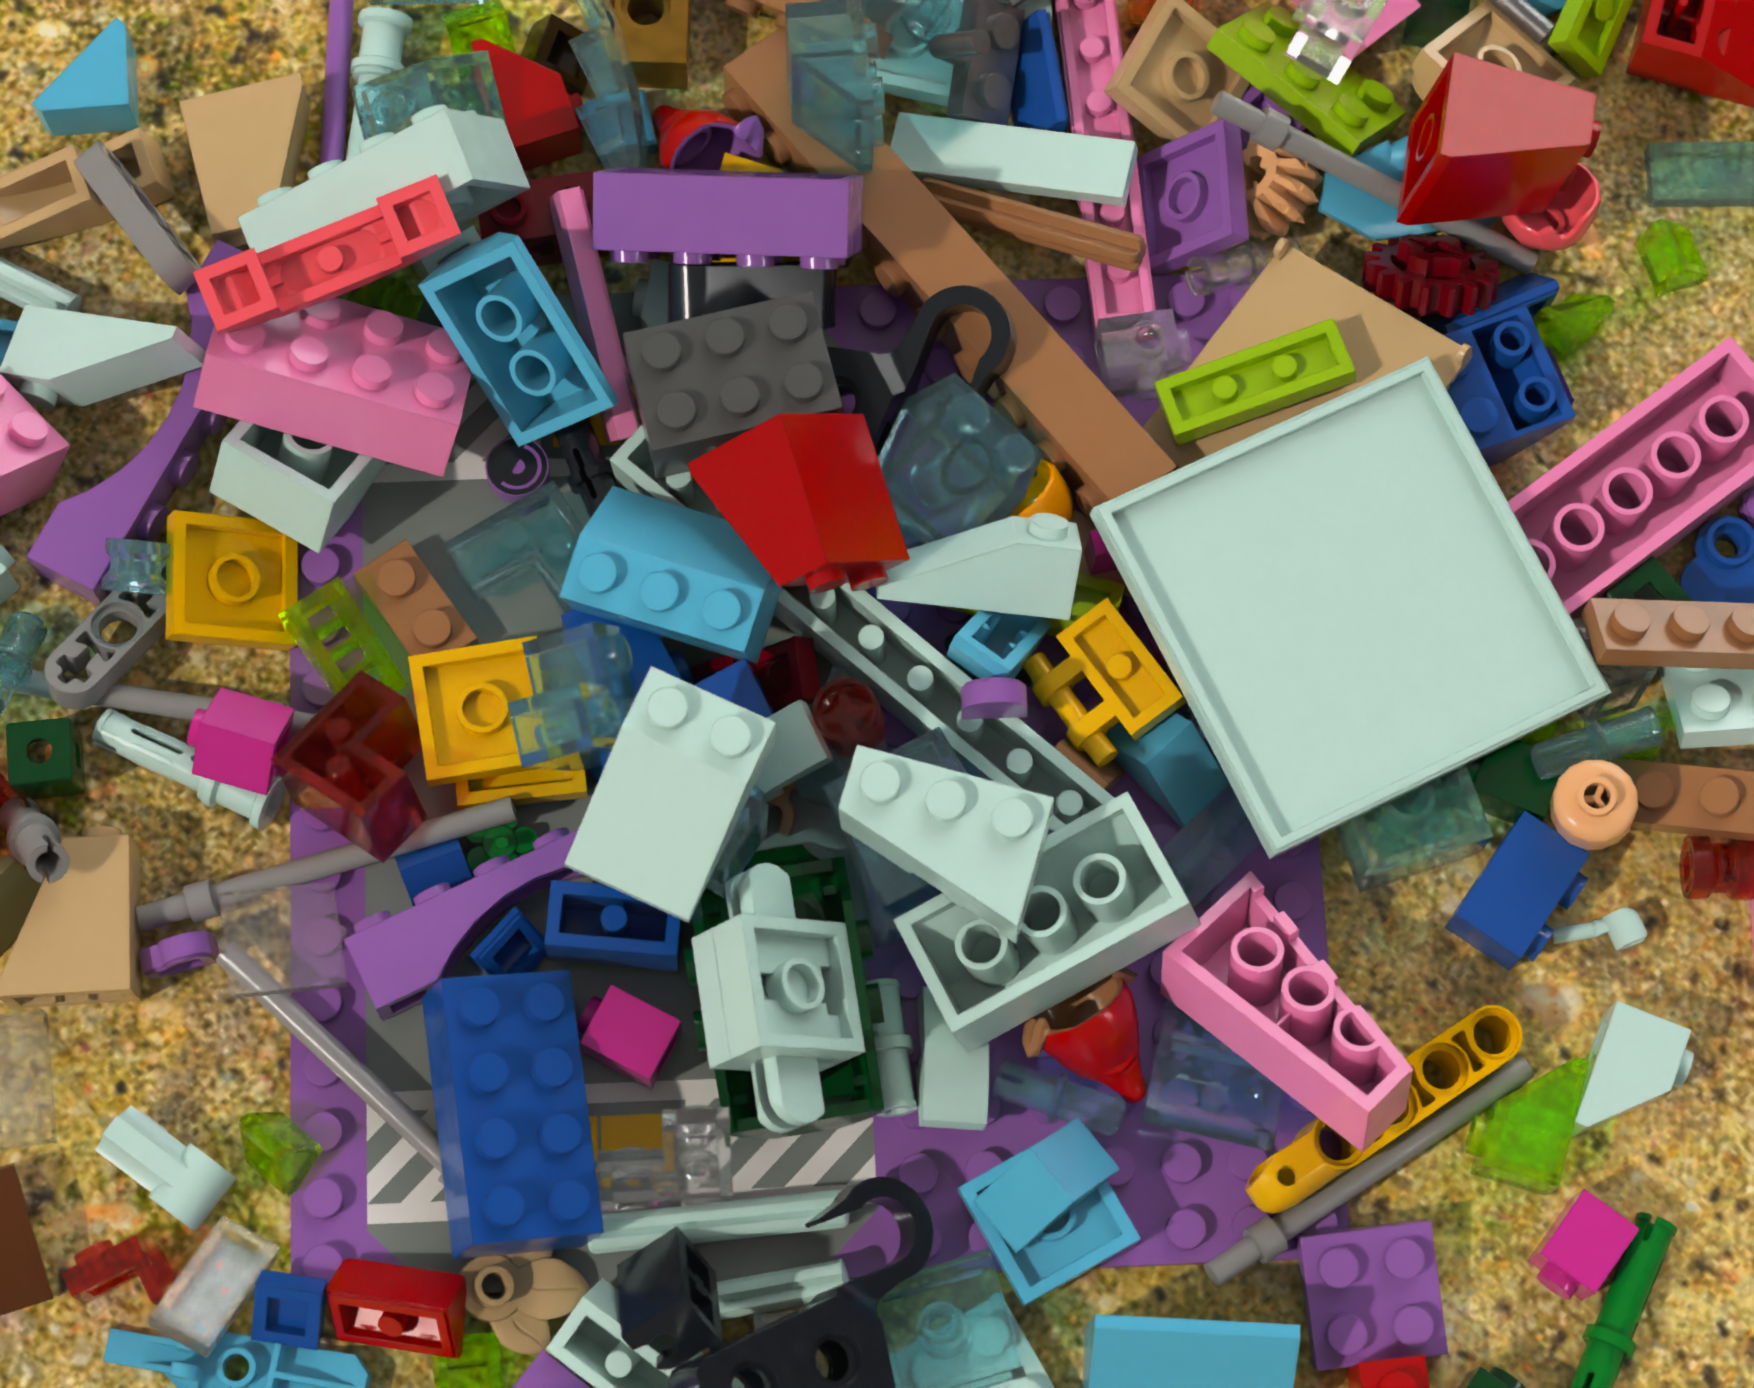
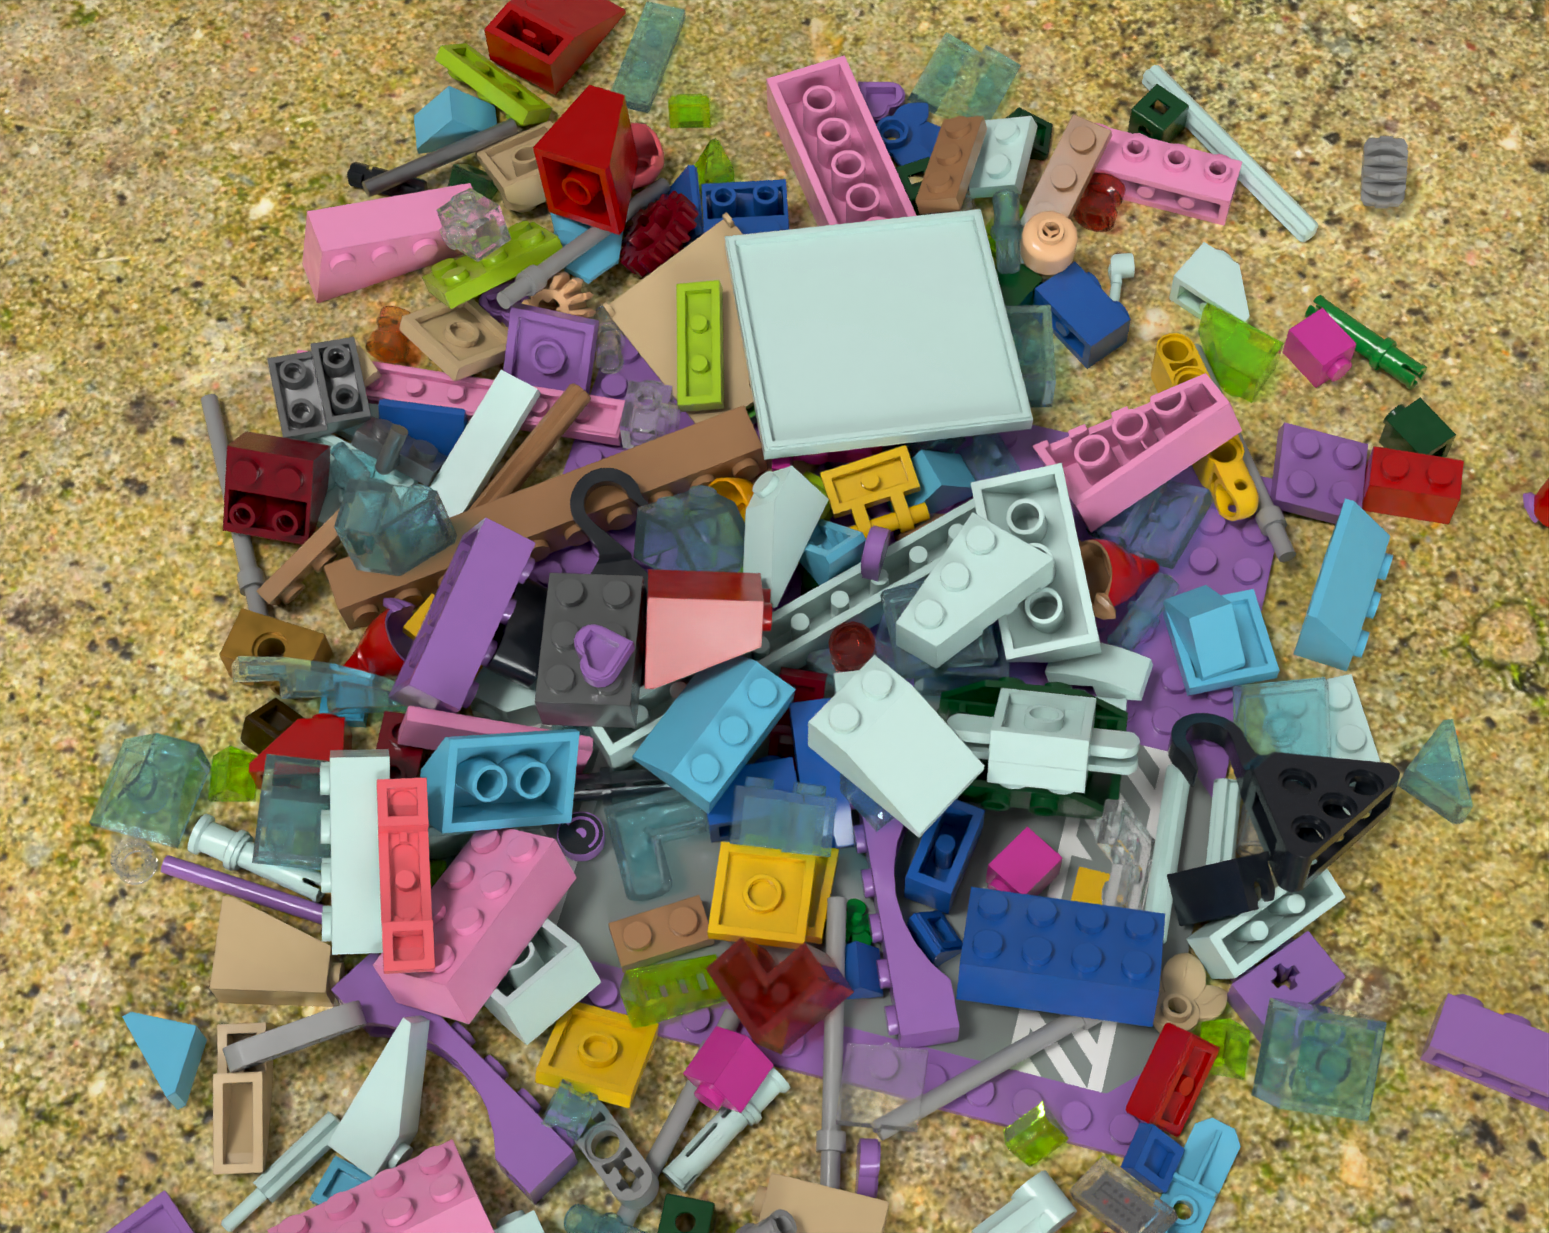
camera: 65 degrees left, 10 degrees down
(702, 389) = (601, 654): none -> medium lavender tile

